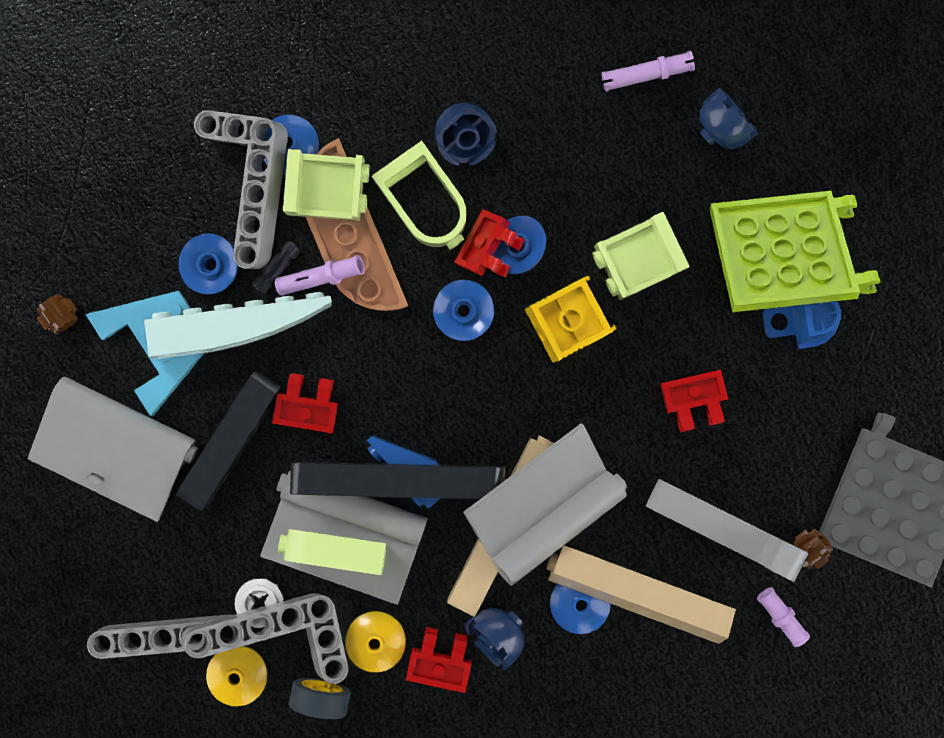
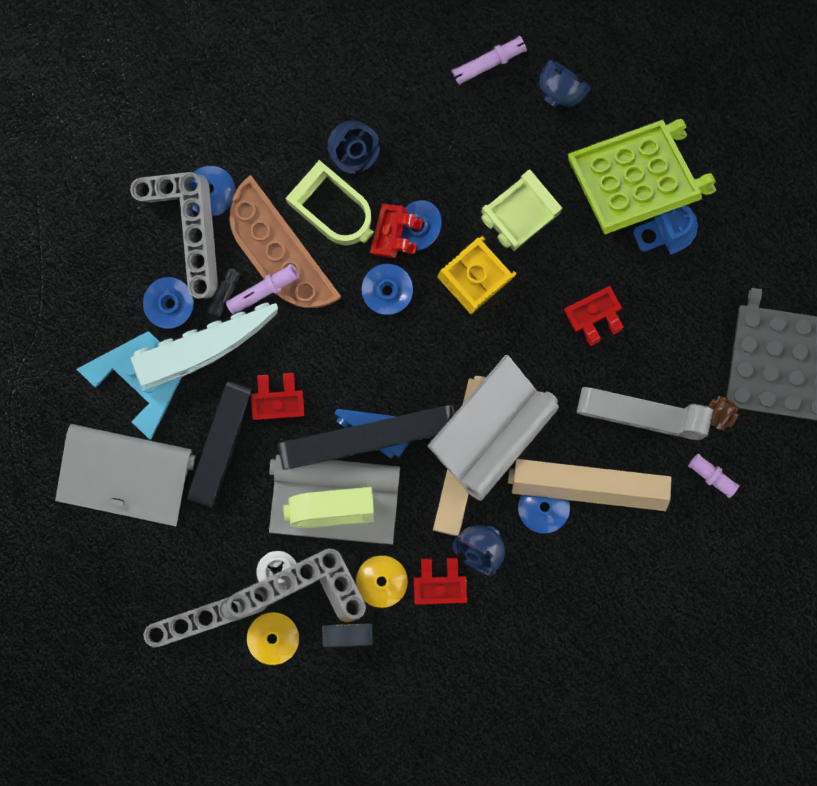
camera: 15 degrees left, 5 degrees down
(57, 314) = (53, 374): reddish brown gear -> none
(325, 186) = (250, 215): yellowish green panel -> none

